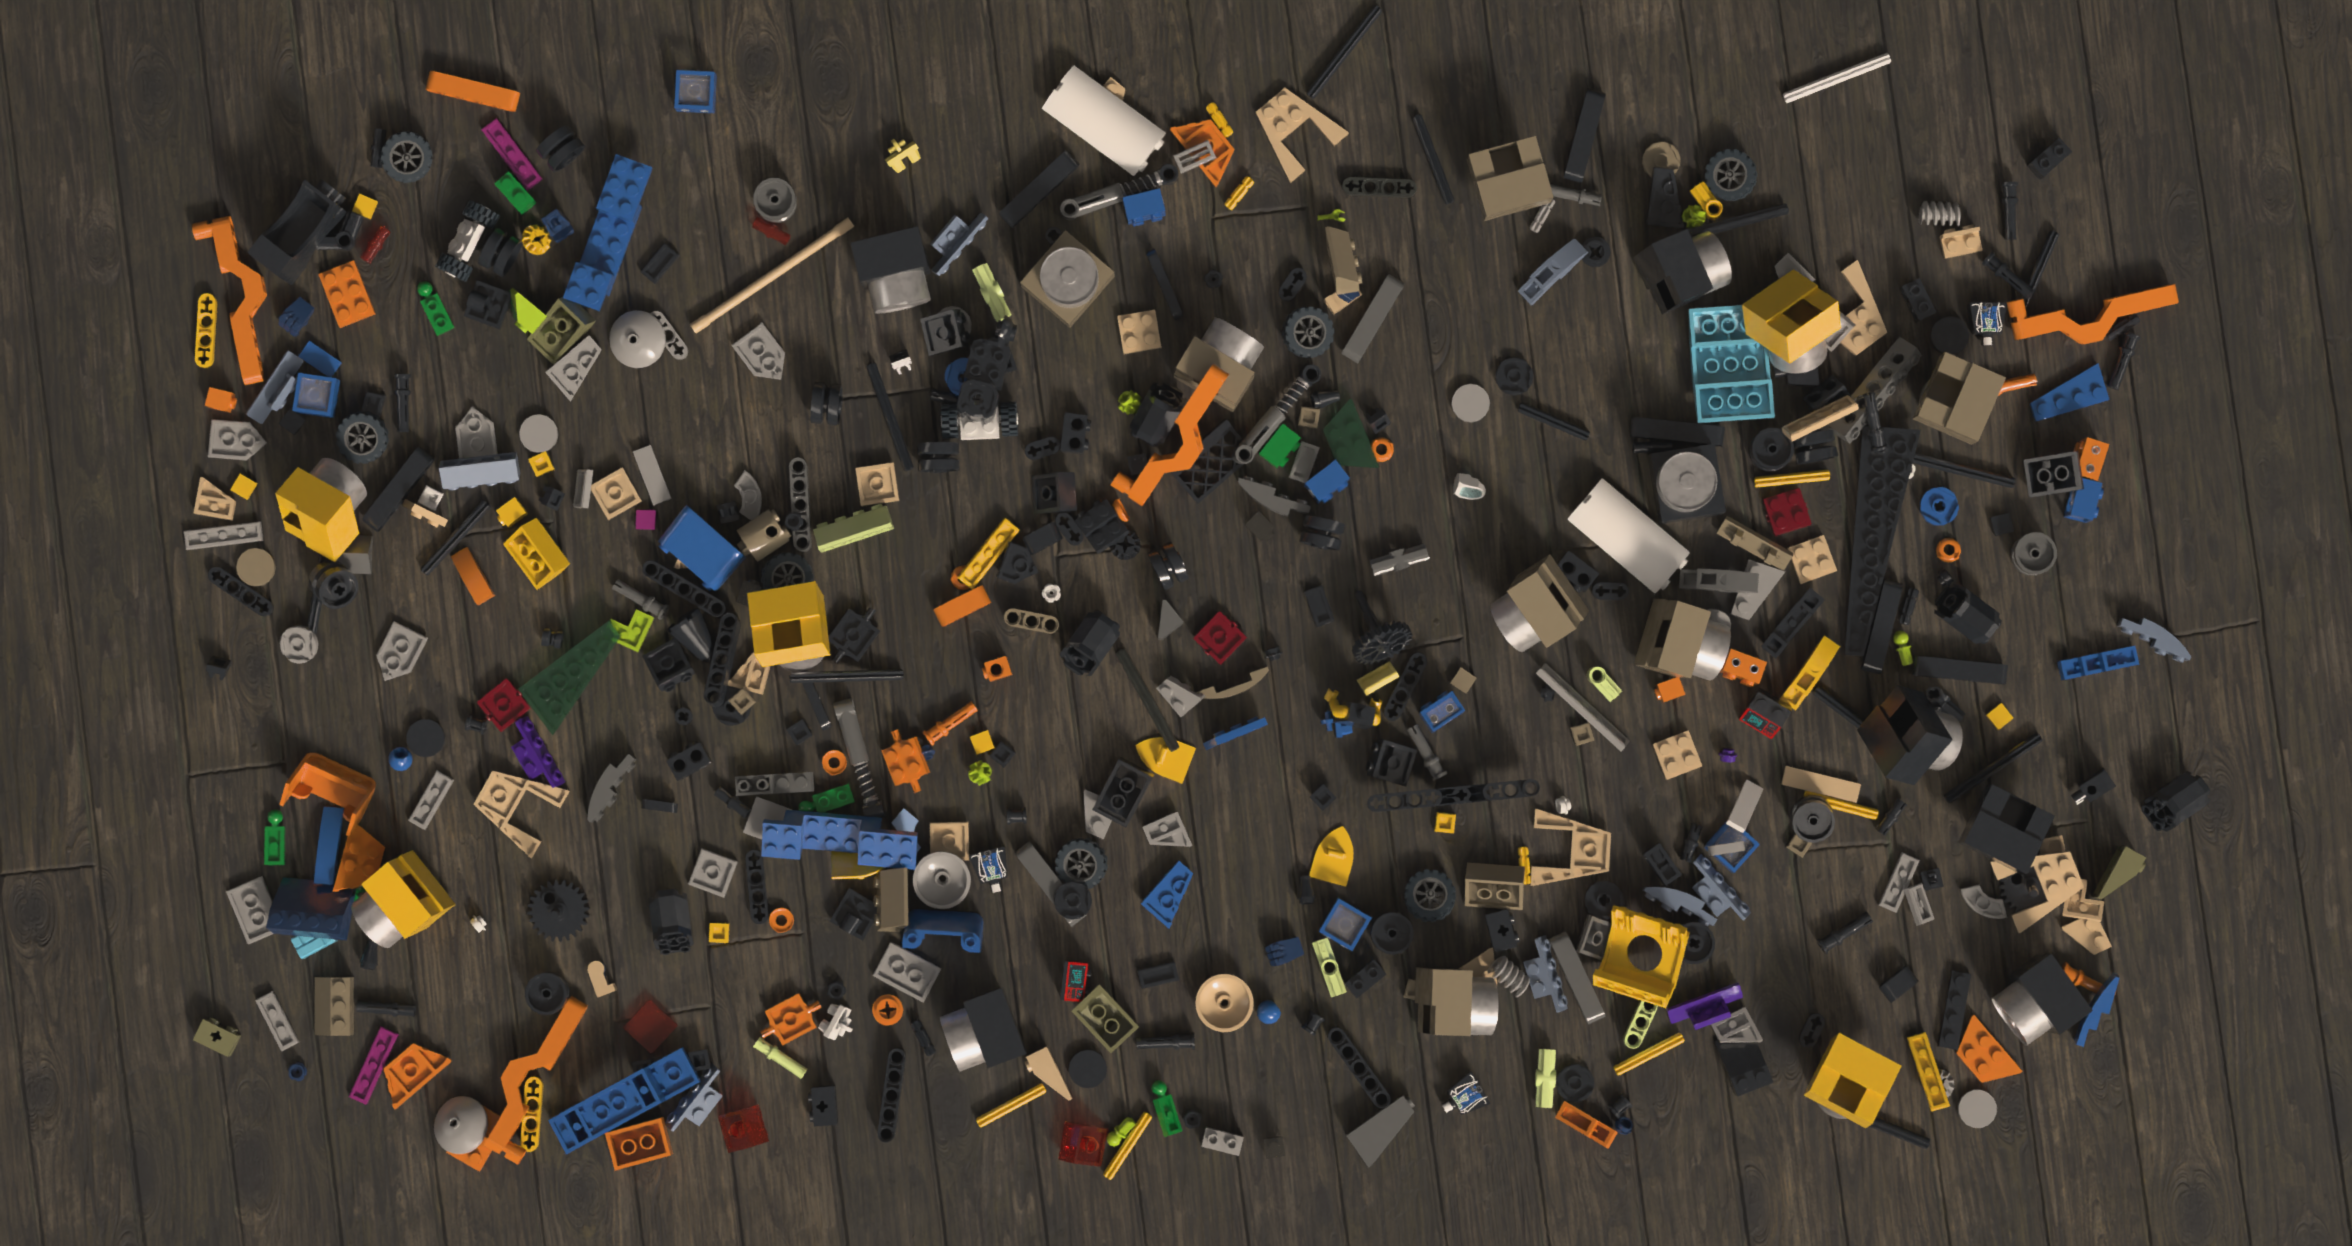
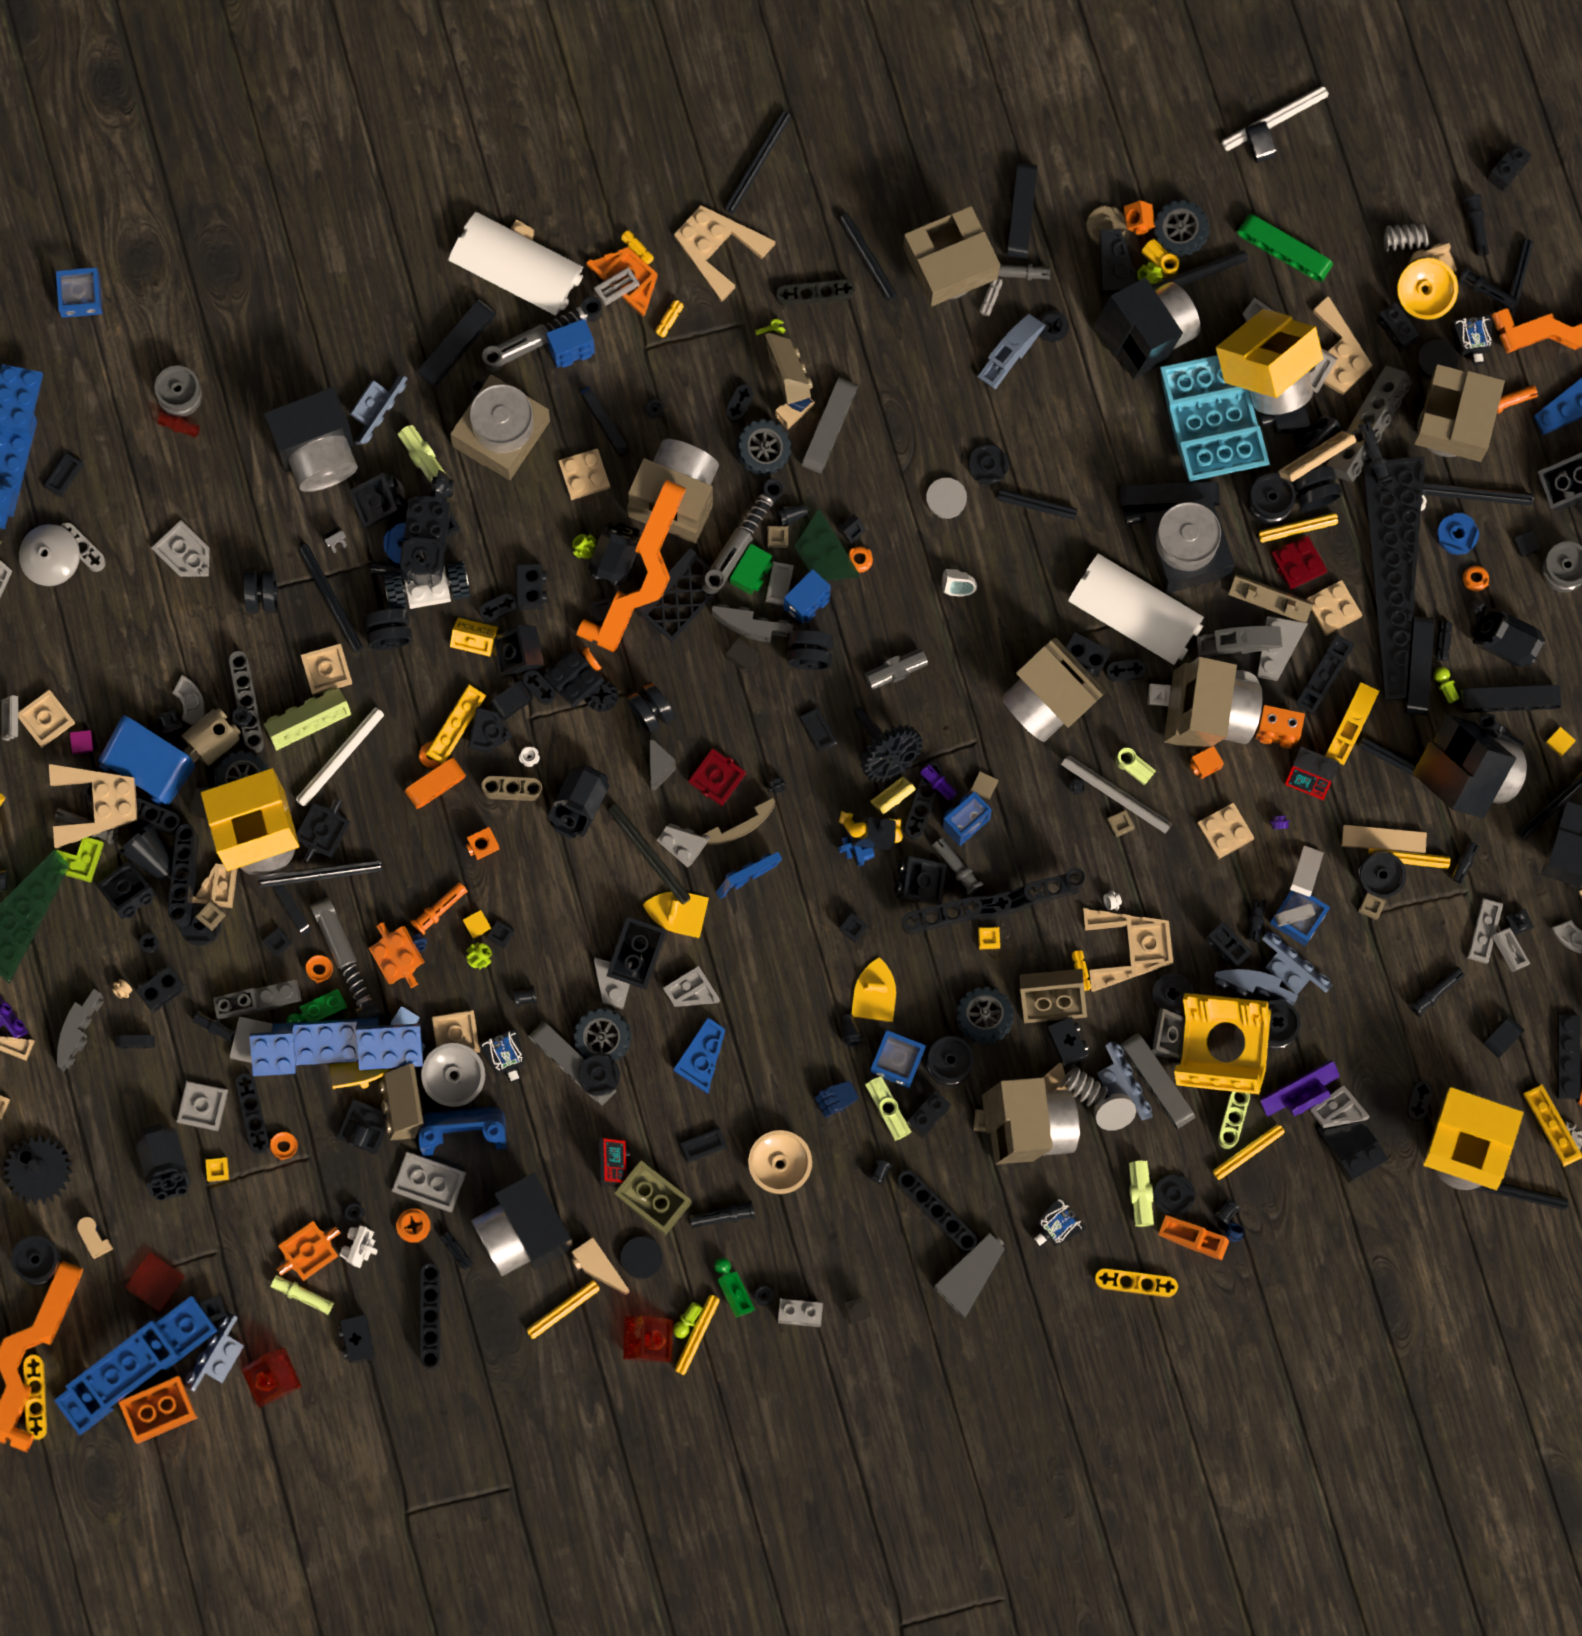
camera: 15 degrees left, 10 degrees down
(652, 475) = (82, 694): light grey tile -> none
(653, 755) = (121, 989): none -> tan plate
(666, 581) = (112, 800): none -> tan wing
(838, 230) = (248, 415): tan piece -> none
(878, 568) = (339, 757): none -> white axle
(895, 159) = (301, 335): light yellow hips -> none
(1015, 472) = (473, 636): none -> yellow panel
(1268, 1012) = (829, 1166): blue piece -> none
(1421, 674) = (938, 782): none -> dark purple axle
(1528, 1155) = (1136, 1282): none -> yellow beam
(1533, 1002) = (1115, 1112): none -> light grey tile
(1636, 619) = (1159, 694): none -> white tile
(1691, 152) = (1139, 217): none -> orange brick
(1819, 101) = (1260, 141): none -> black beam
(1824, 207) = (1285, 248): none -> green beam
(1960, 276) = (1441, 288): none -> yellow dish

